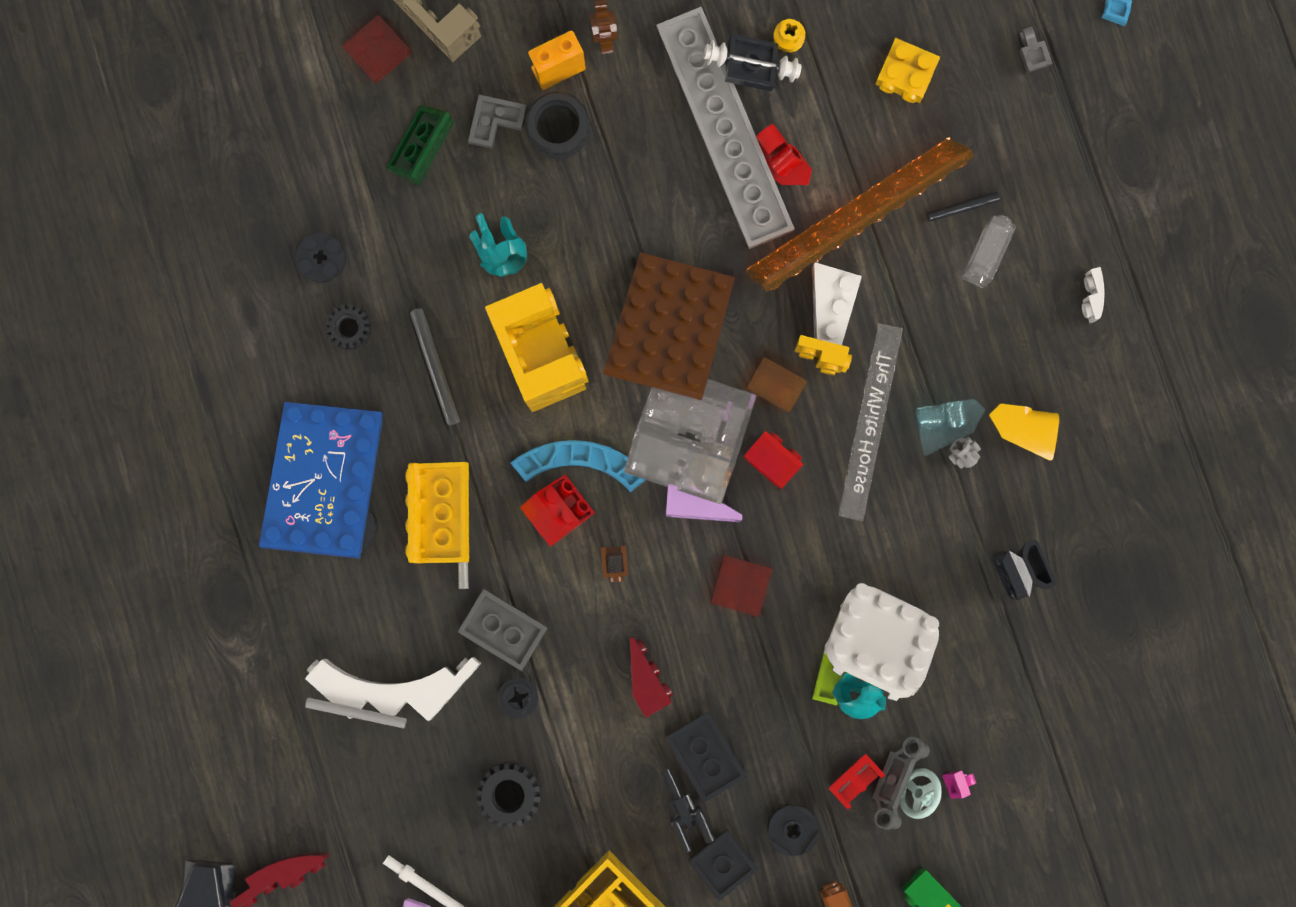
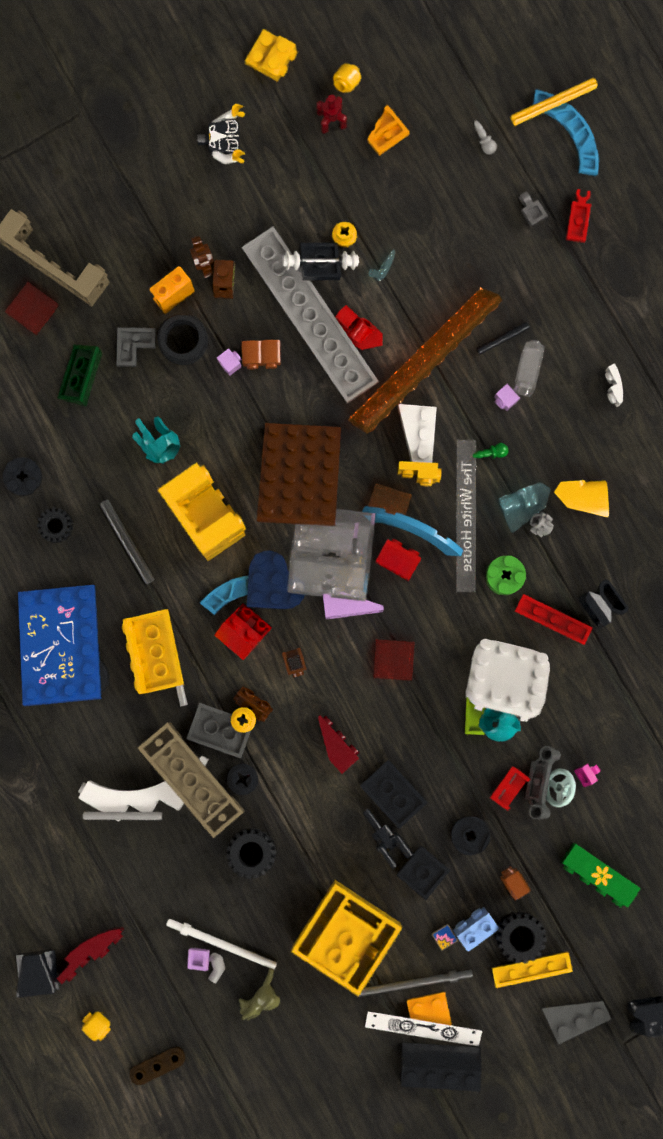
camera: 15 degrees left, 0 degrees up
(452, 685) = (190, 779): none -> dark tan plate
(543, 620) = (246, 726): none -> yellow piece
(559, 612) = (246, 697): none -> reddish brown hinge
(603, 456) = (269, 583): none -> dark blue plate
(611, 165) = (229, 361): none -> lavender plate
(625, 58) = (224, 278): none -> reddish brown torso
(653, 164) = (261, 353): none -> dark orange brick
(805, 424) = (416, 527): none -> dark azure tile
(831, 88) = (380, 274): none -> clear light blue bar
(900, 521) = (503, 586): none -> bright green brick
(907, 71) = (439, 243): yellow plate -> none
(929, 347) = (499, 450): none -> green bar
(952, 282) = (506, 397): none -> lavender plate
(955, 576) = (553, 619): none -> red plate
(1091, 74) = (579, 218): none -> red plate

